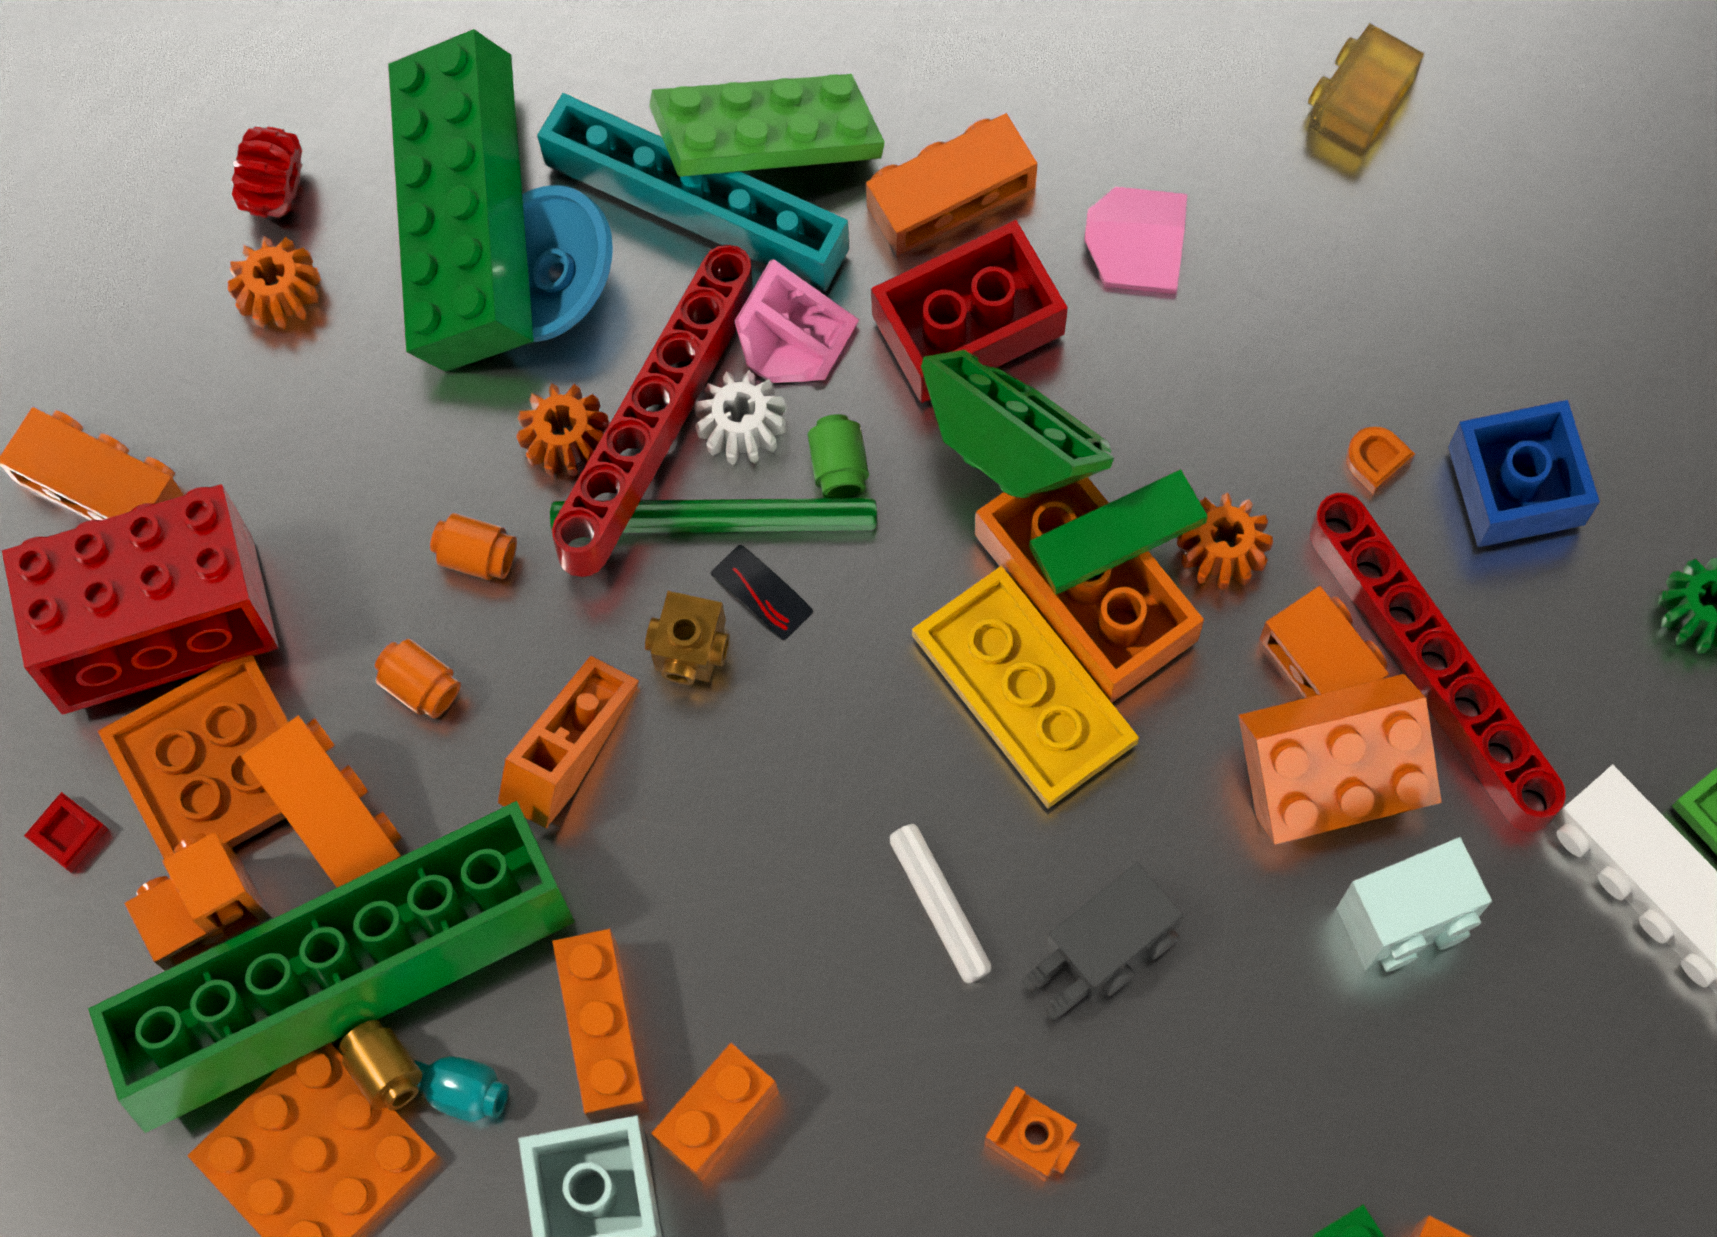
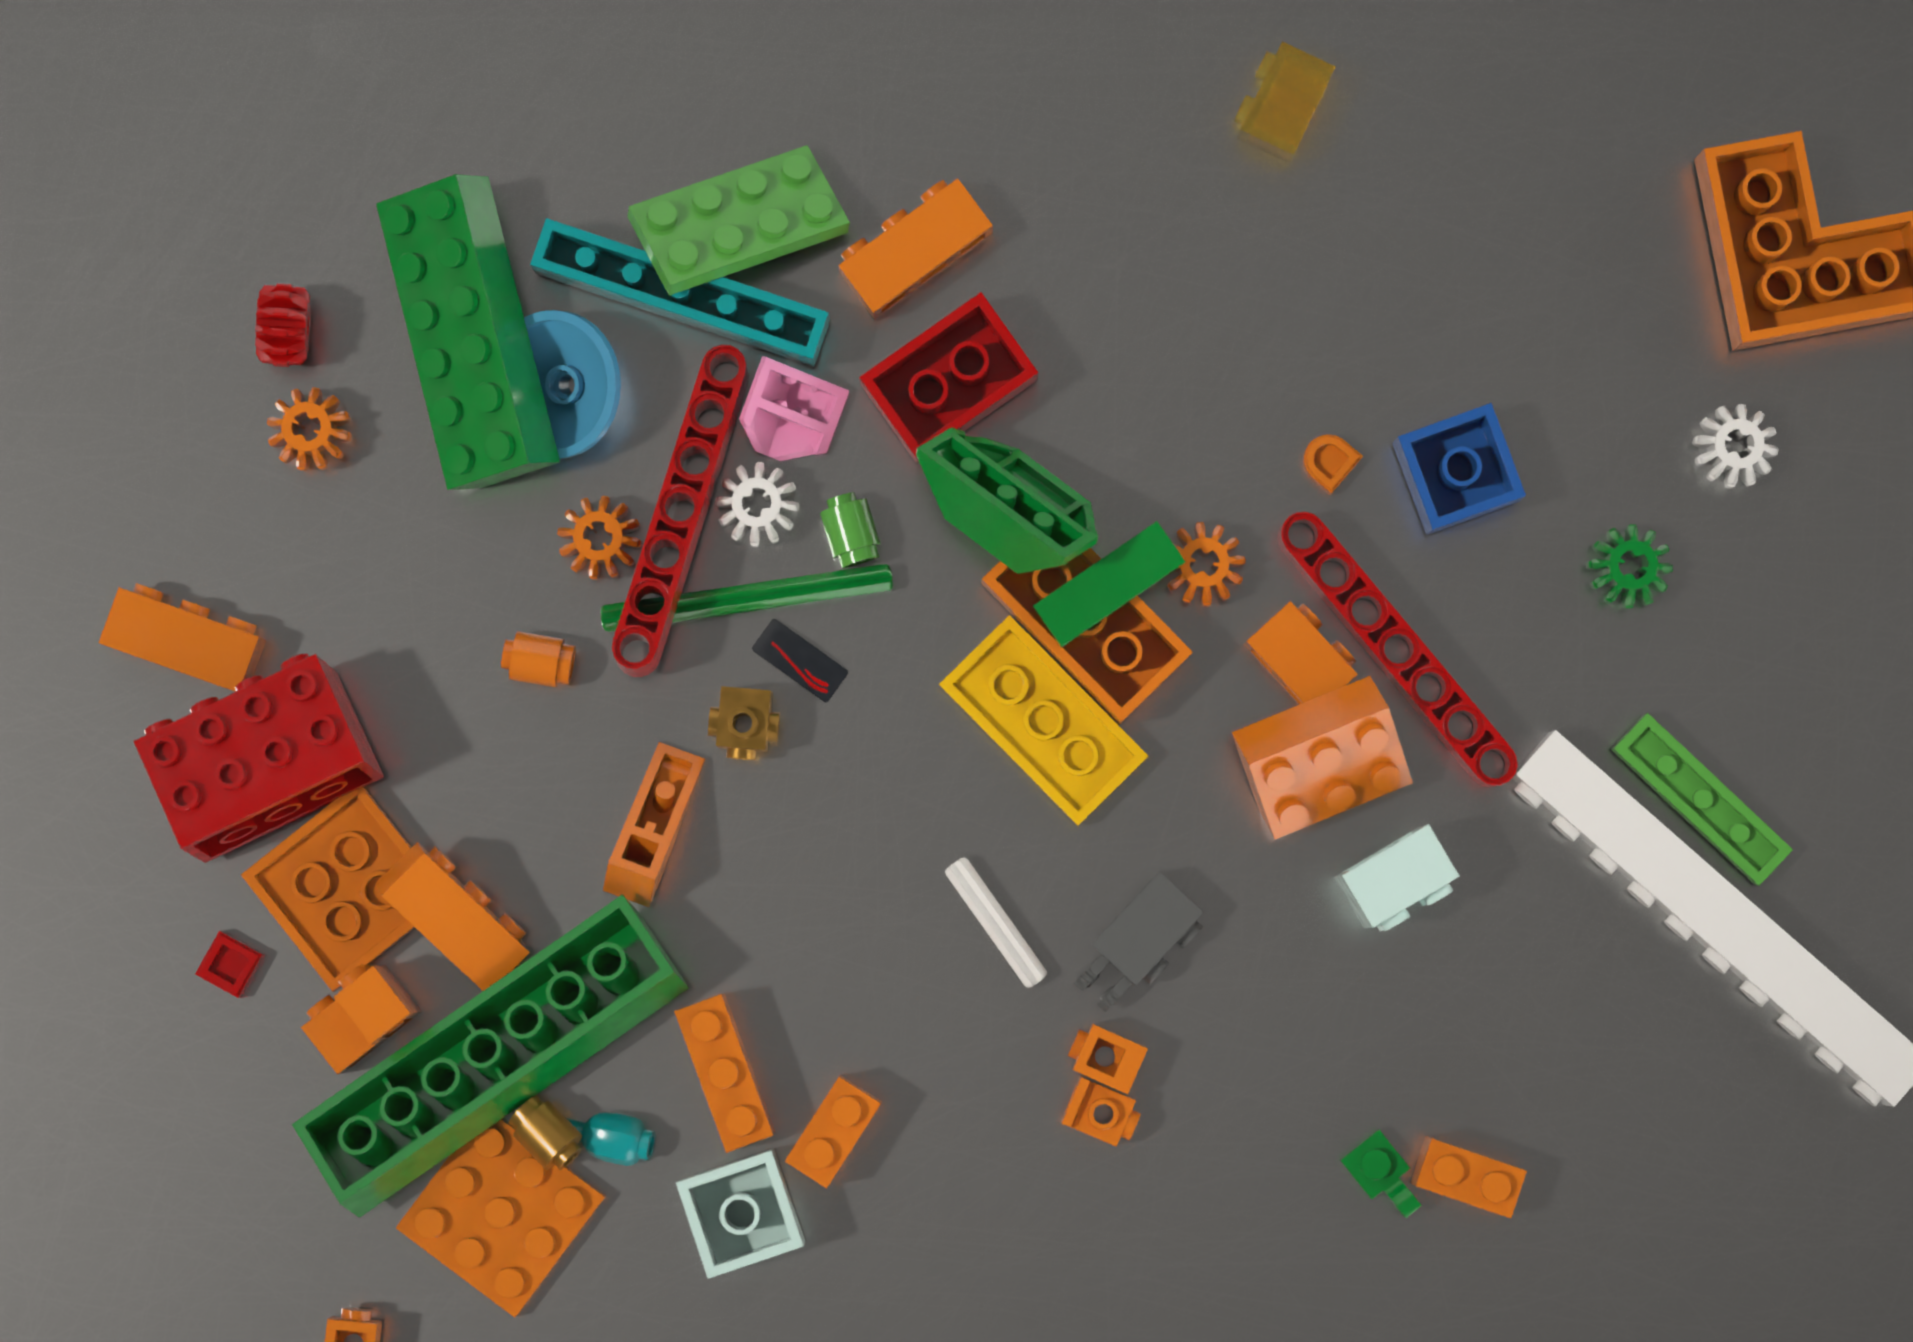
camera: 10 degrees left, 15 degrees up
(416, 678) = (510, 787): orange brick -> none
(1072, 1067) = (1126, 1062): none -> orange brick
(1137, 238) = (1092, 274): bright pink slope -> none

